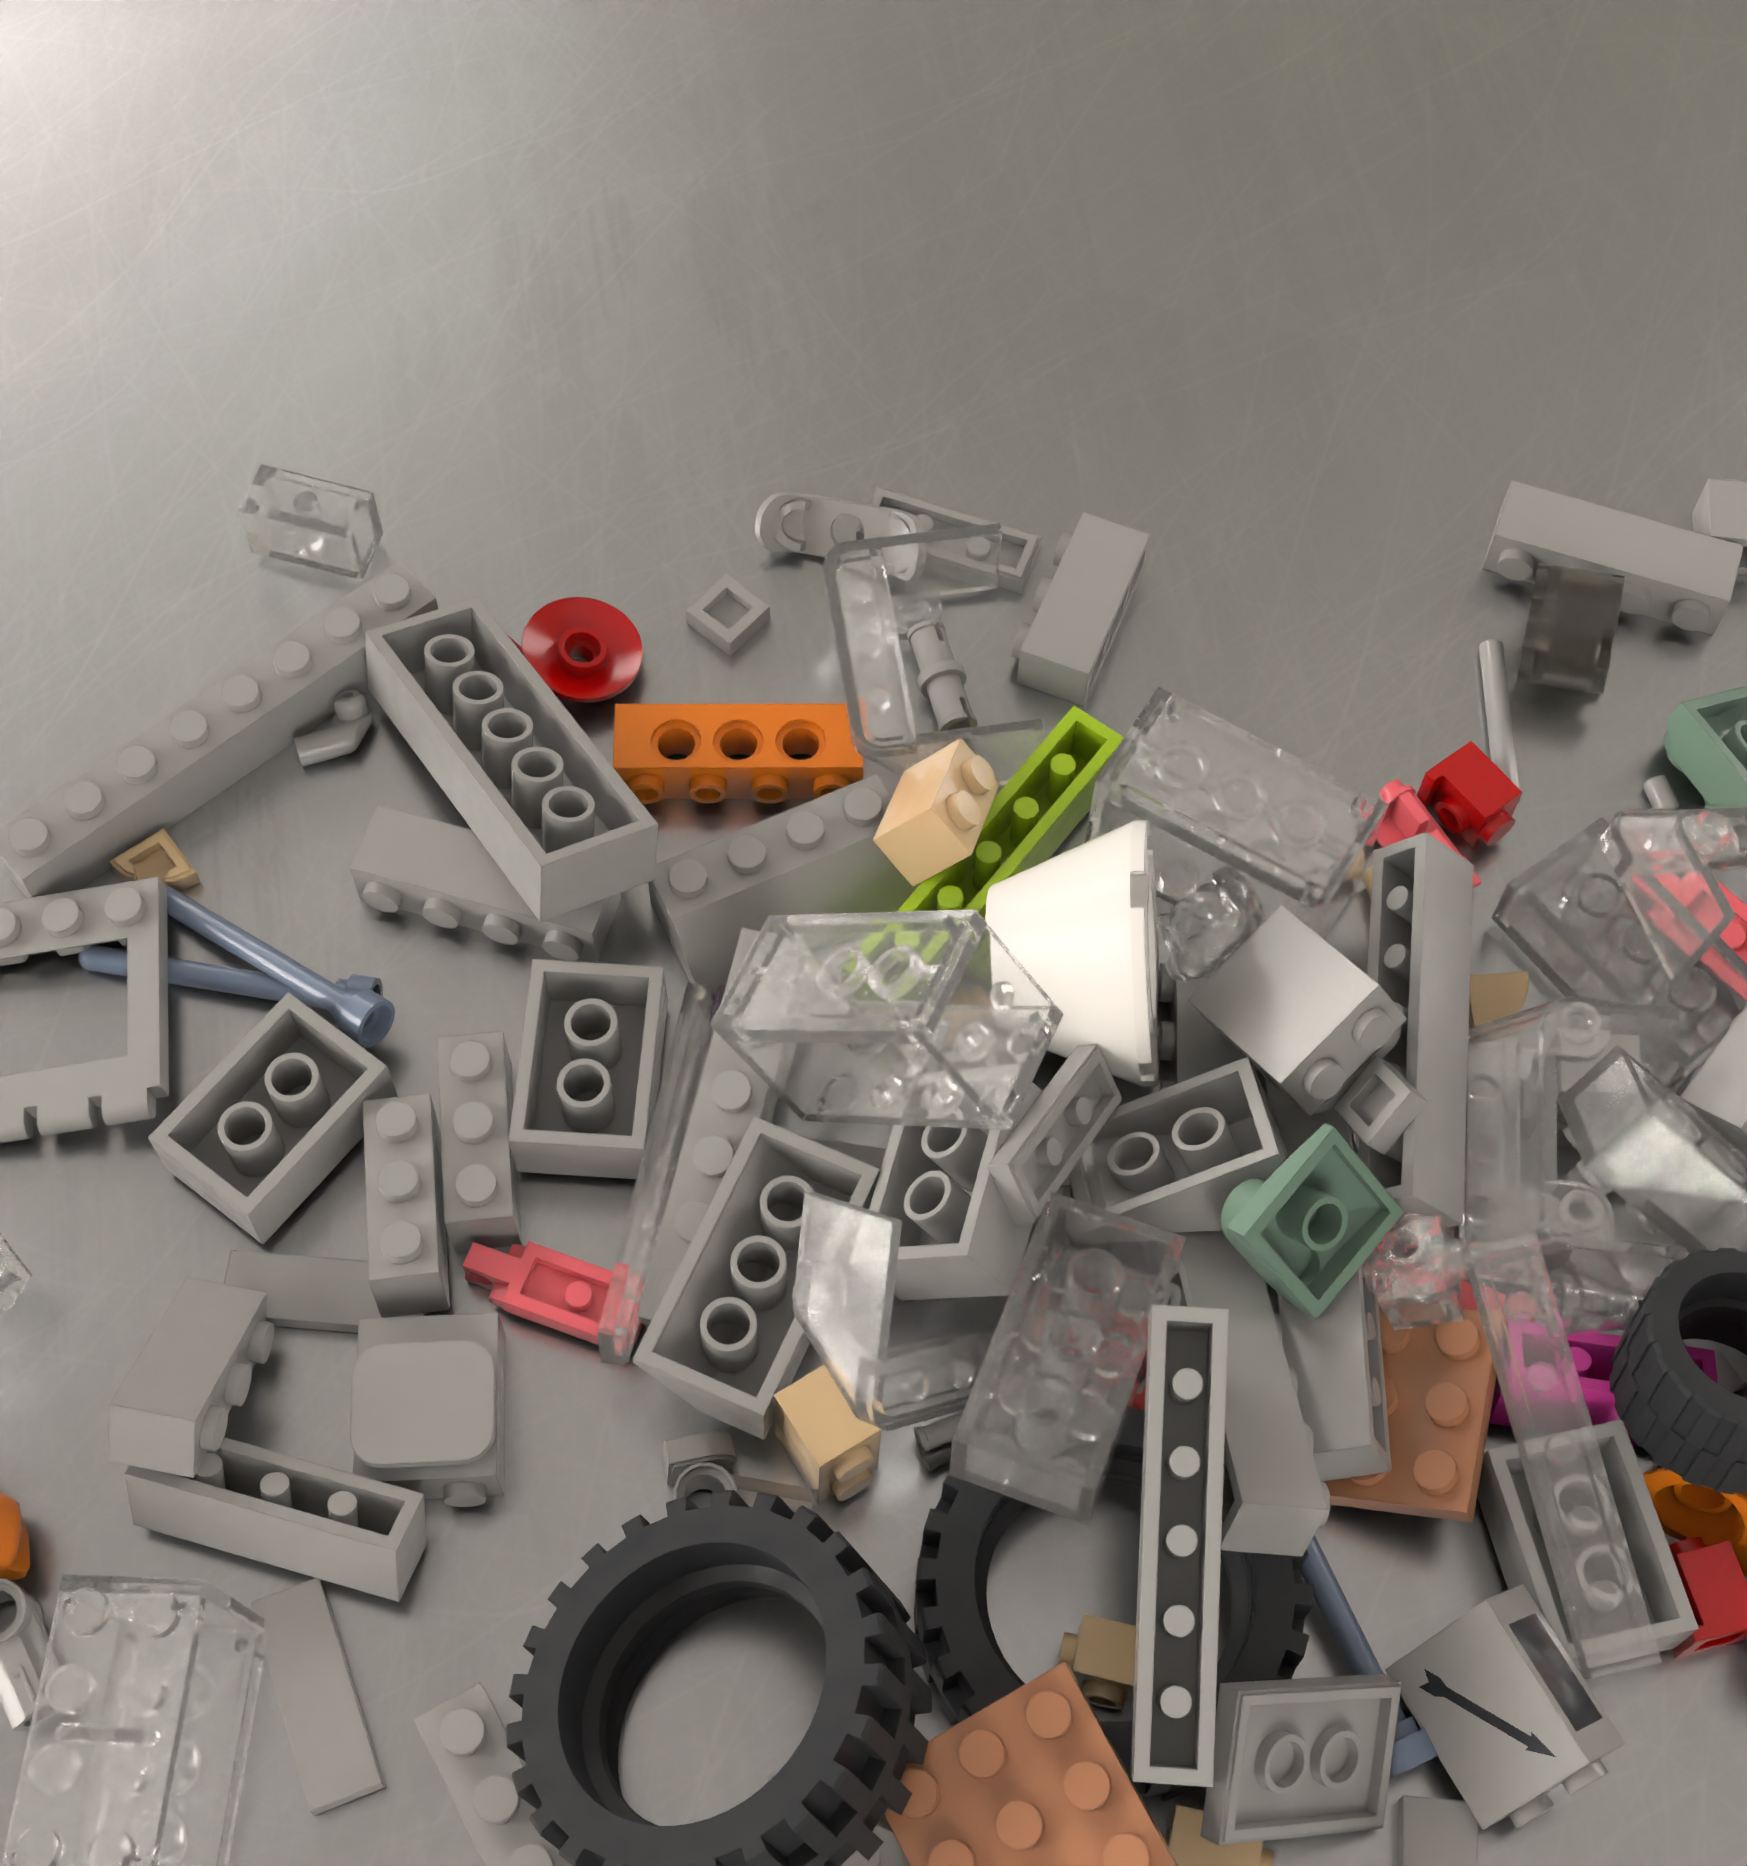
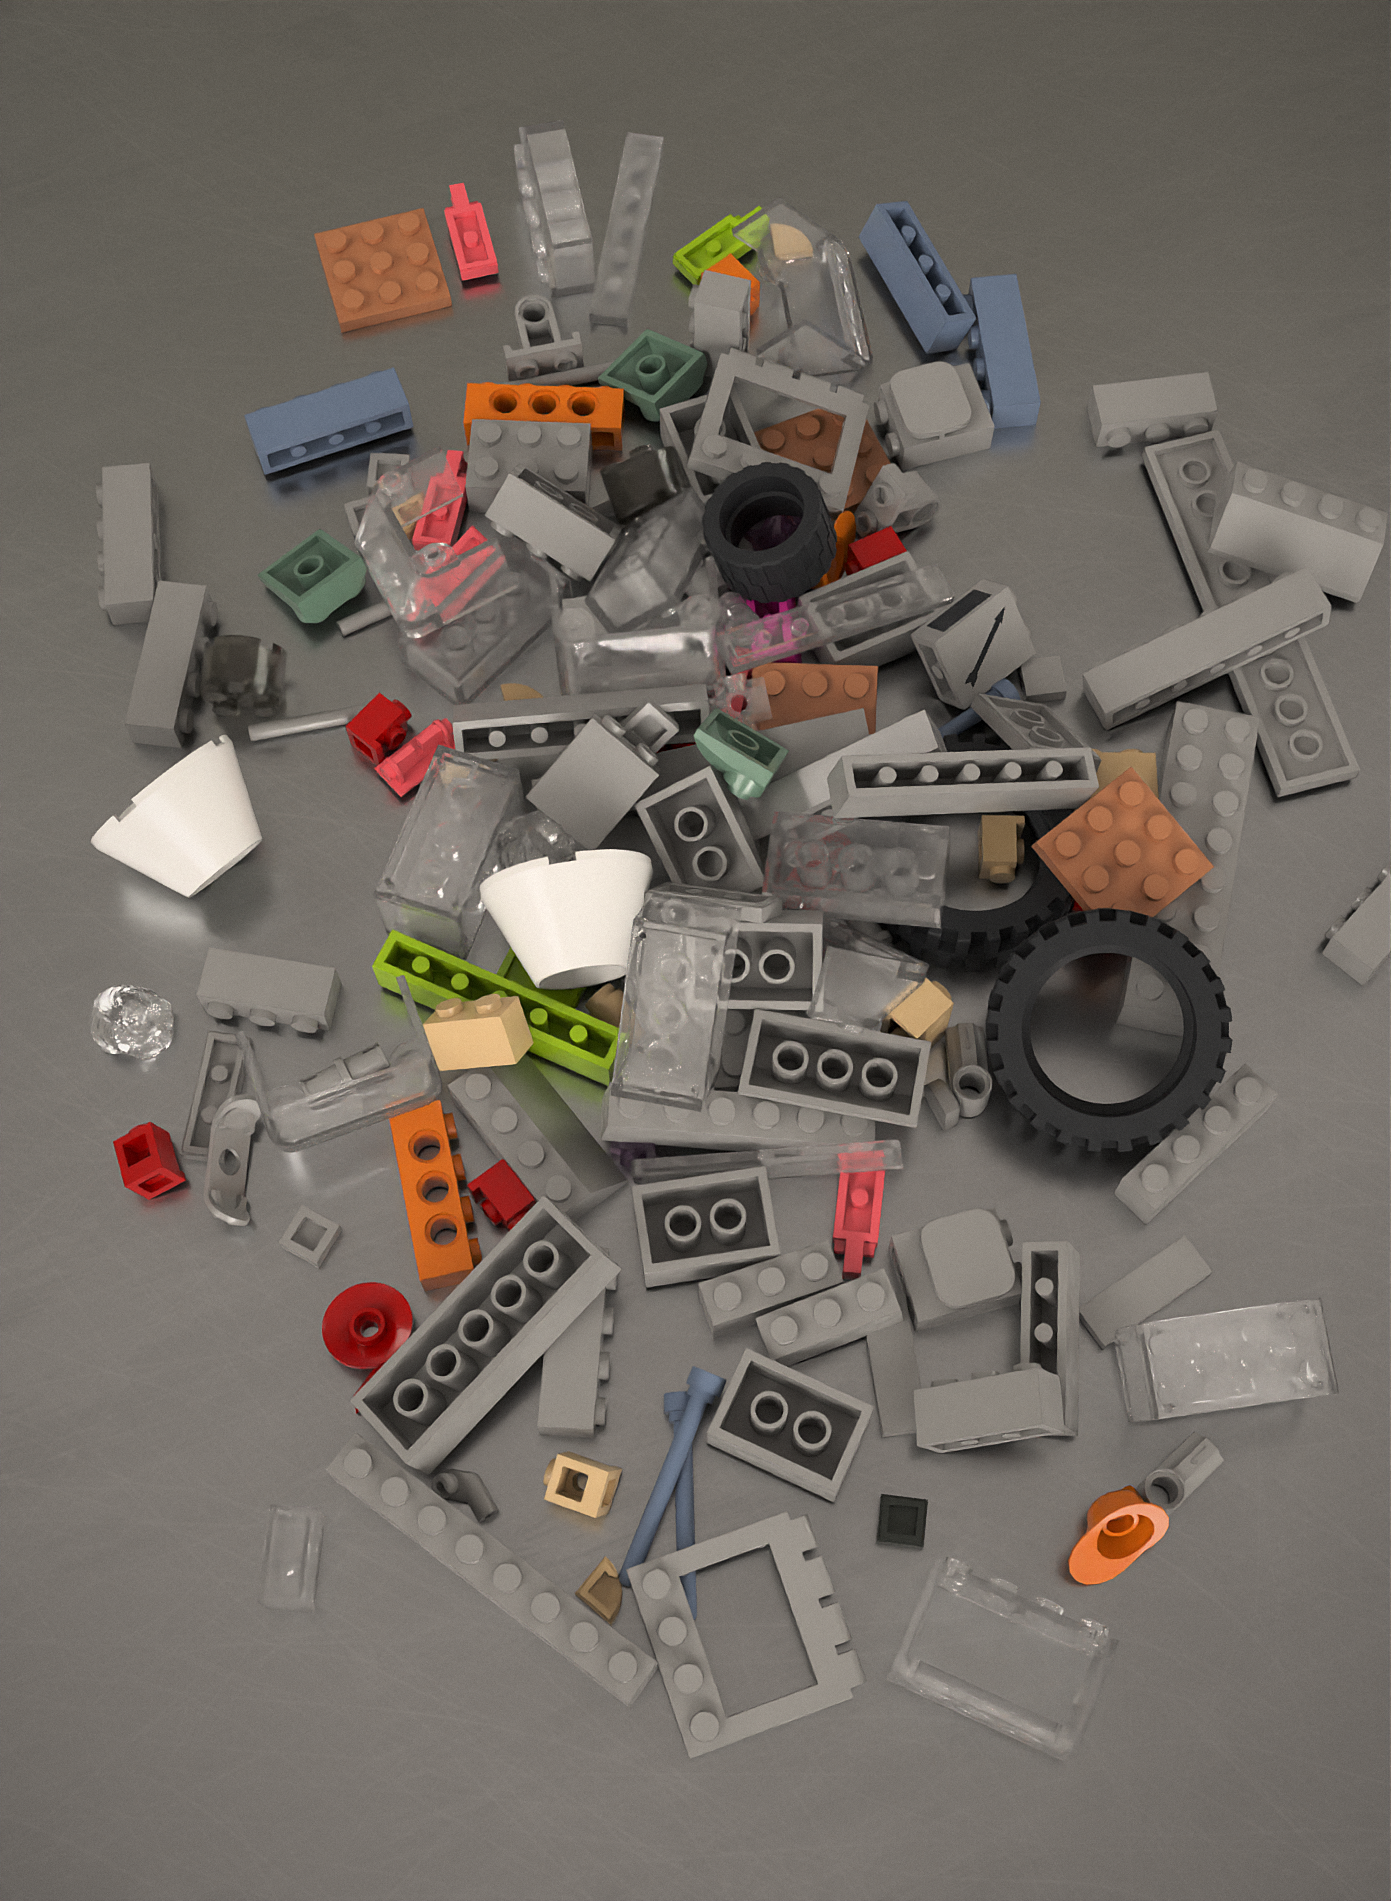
camera: 100 degrees left, 5 degrees up
(107, 1251) = (901, 1521): none -> pearl dark grey tile
(291, 855) = (564, 1490): none -> tan brick
(705, 821) = (503, 1195): none -> red brick
(873, 445) = (148, 1160): none -> red brick
(1085, 442) = (122, 1018): none -> clear hair
(1335, 516) = (186, 822): none -> white cone

